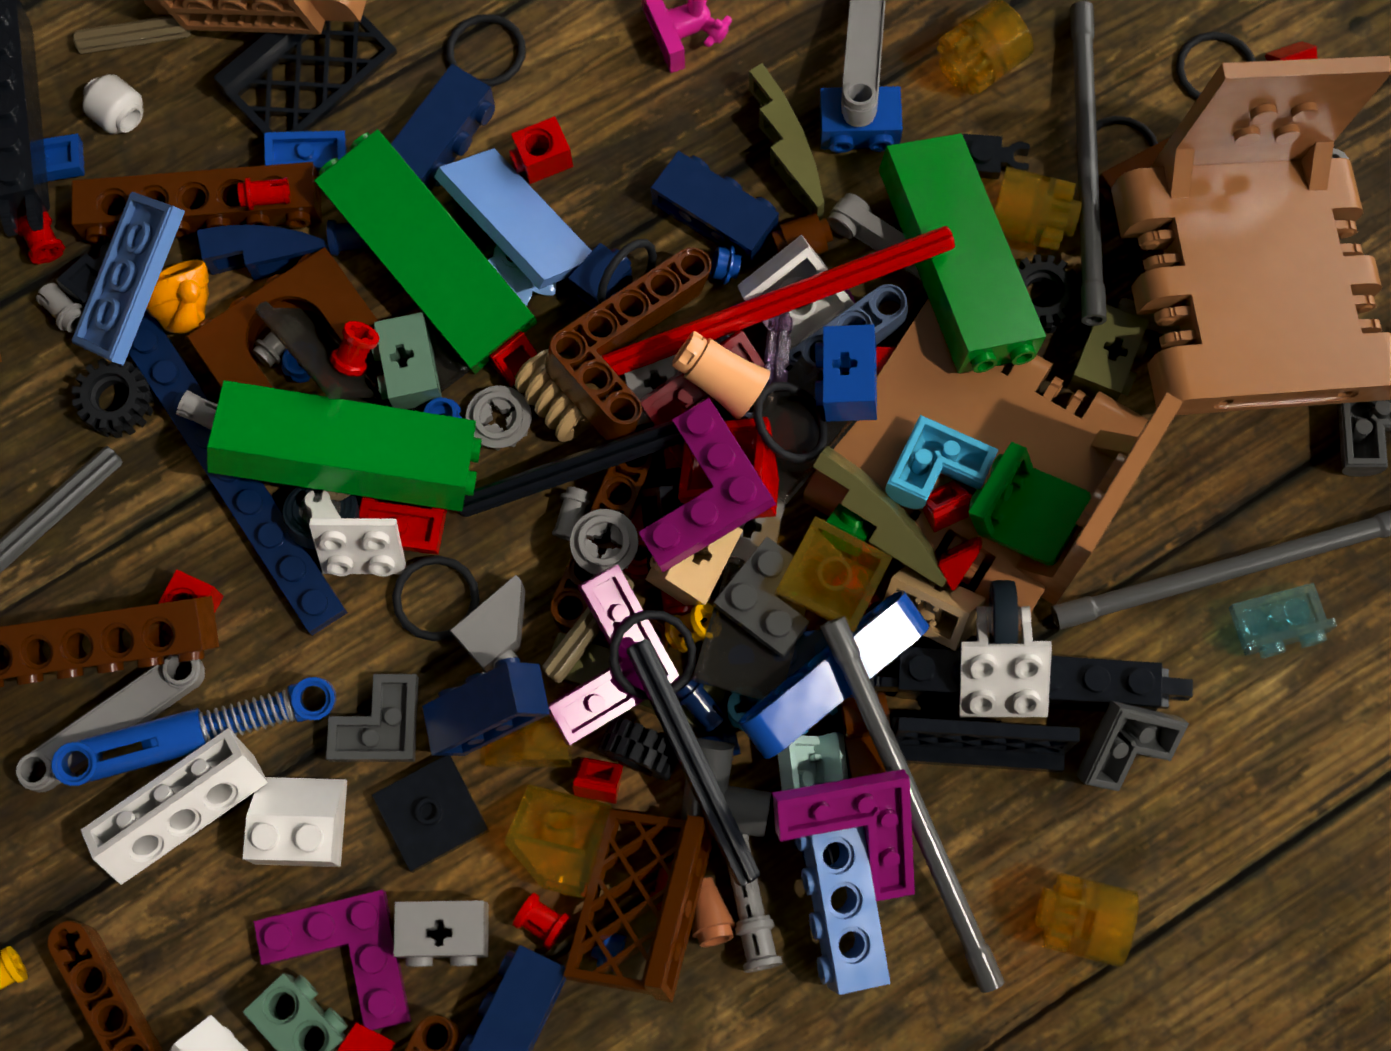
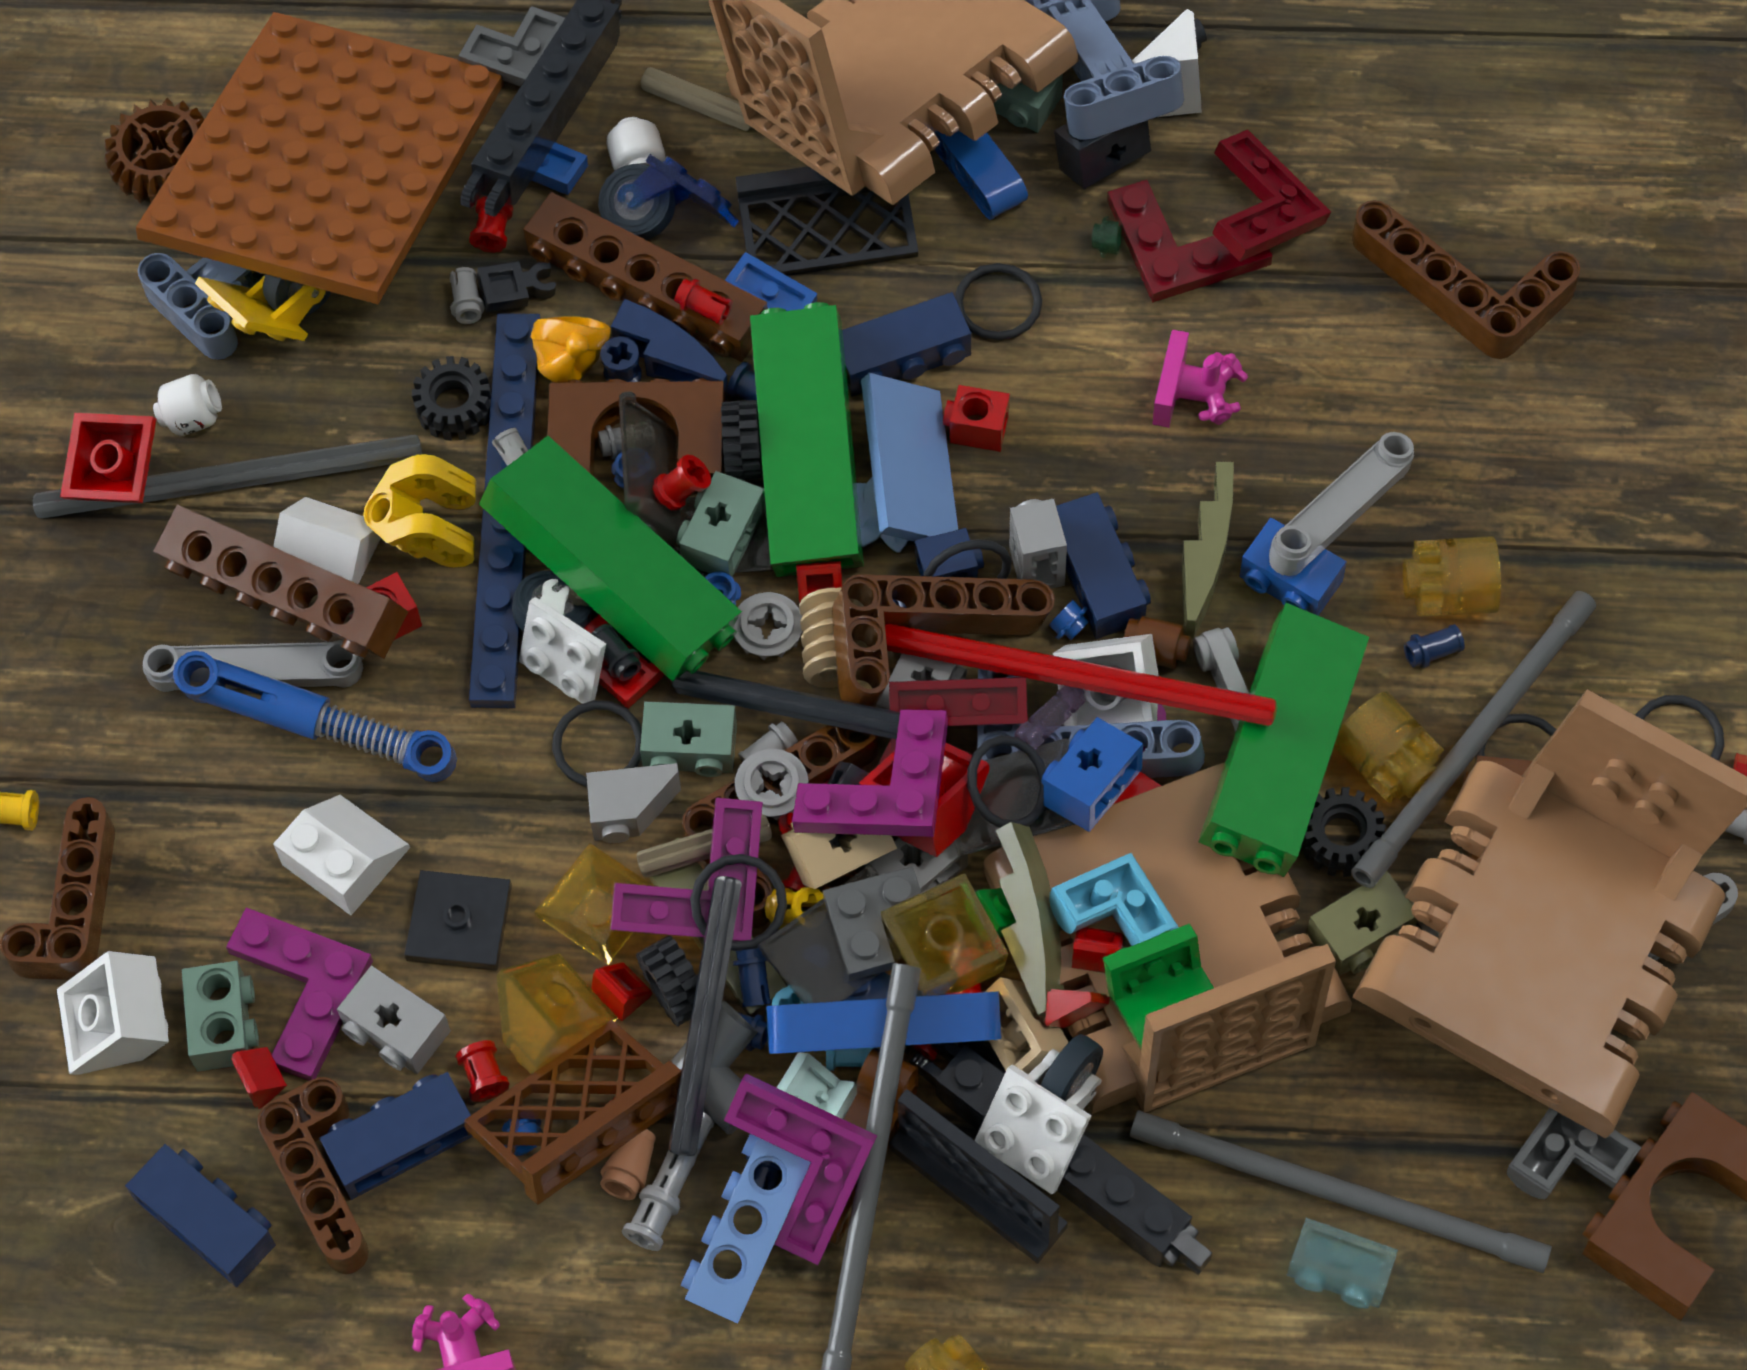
camera: 35 degrees right, 10 degrees down
(96, 578) = (327, 538): none -> white slope
(127, 277) = (535, 301): medium blue tile -> none
(141, 523) = (399, 518): none -> yellow piece
(150, 137) = (645, 196): none -> plate
(173, 806) = (251, 766): white brick -> none
(224, 272) = (621, 359): none -> dark blue bush
(374, 283) = (741, 439): none -> black tyre
(384, 735) = (471, 827): dark grey plate -> none
(409, 521) = (621, 660): none -> black pin
(485, 708) = (564, 854): dark blue brick -> none
(517, 528) = (707, 725): none -> sand green brick
(664, 218) = (1038, 542): none -> light grey brick
(721, 373) = (975, 698): light nougat plant -> none
(992, 157) = (1390, 673): black plate -> none
(996, 119) = (1433, 646): none -> dark blue pin
(1124, 734) = (1116, 1258): dark grey brick -> none

